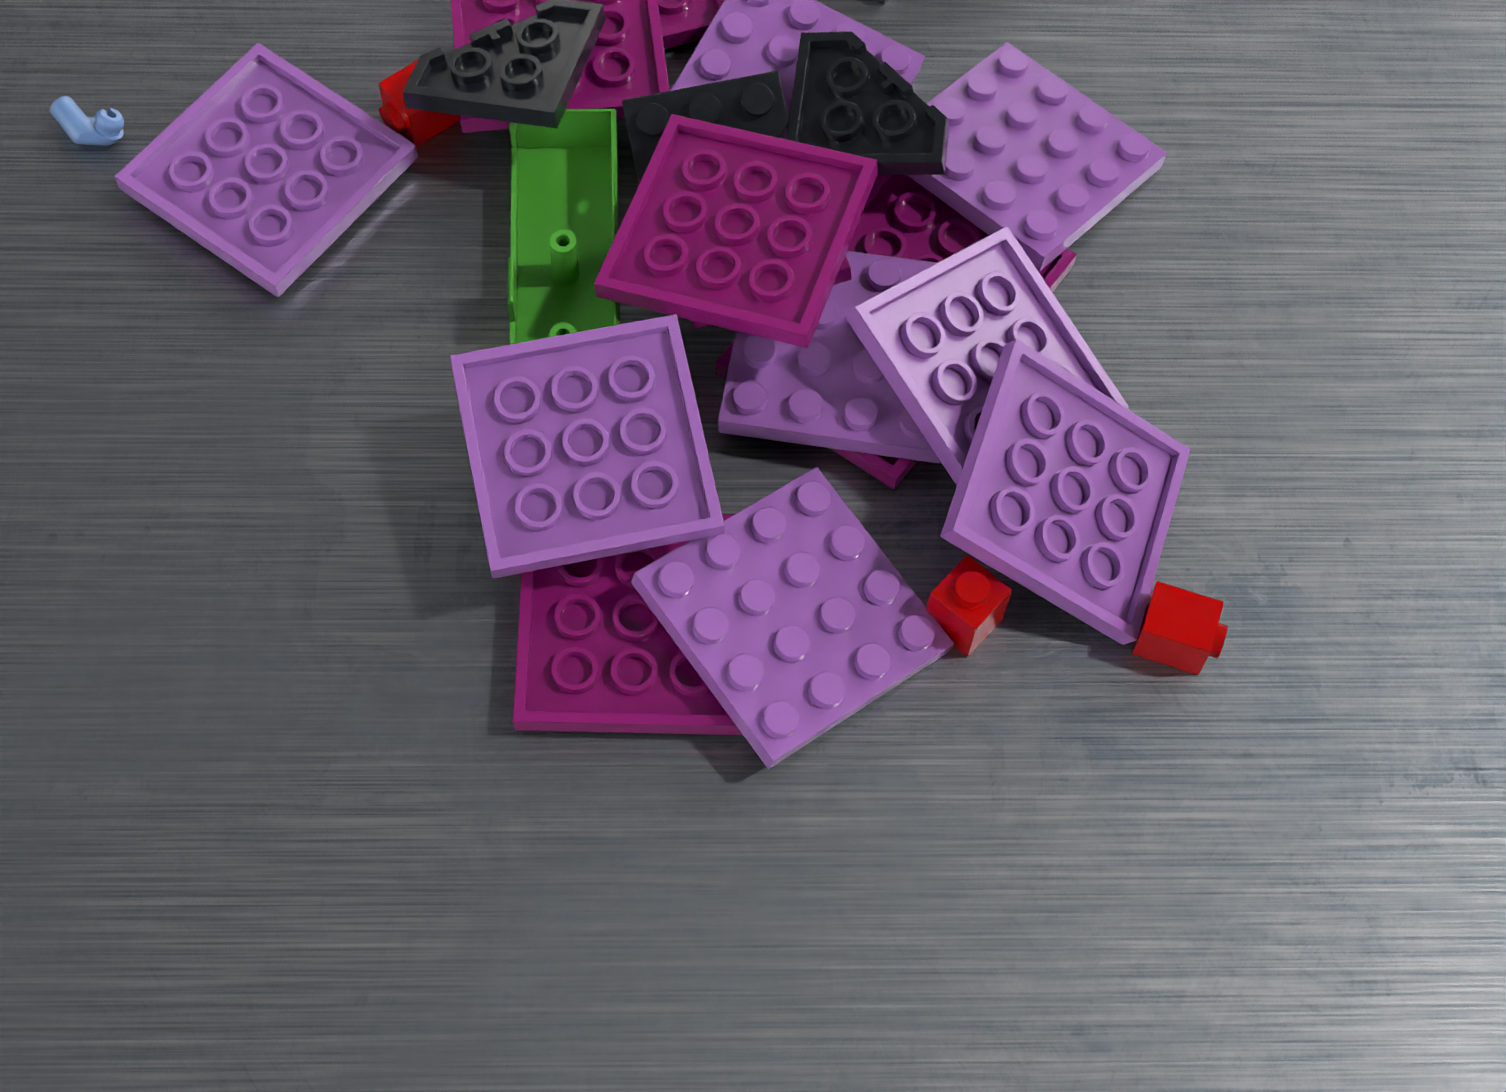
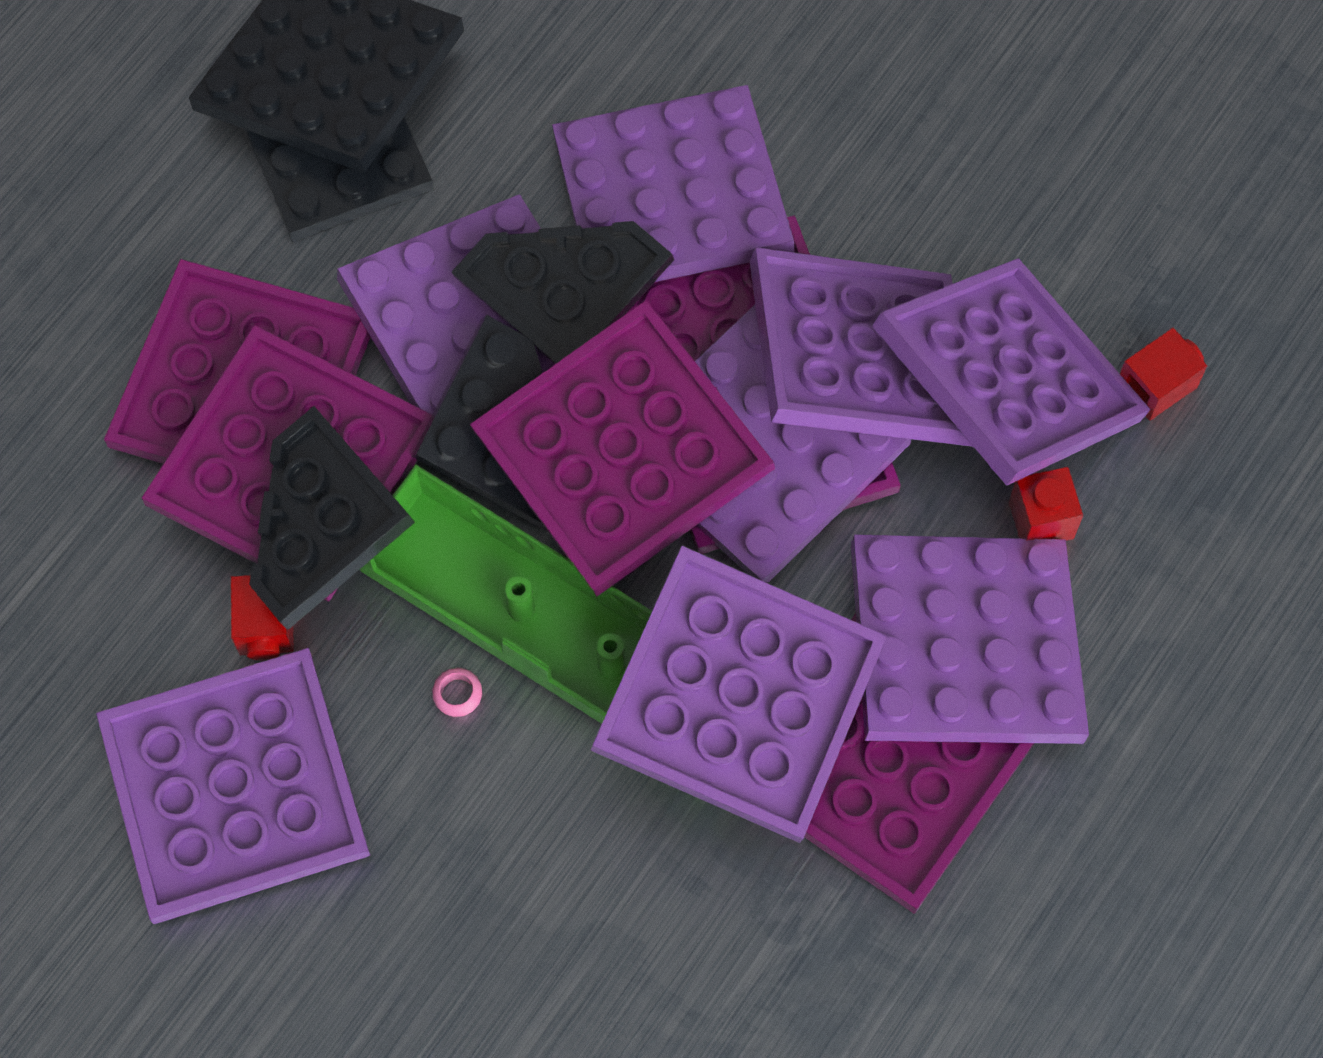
camera: 50 degrees left, 5 degrees up
(98, 130) = (70, 914): medium blue arm -> none
(464, 288) = (460, 709): none -> bright pink piece

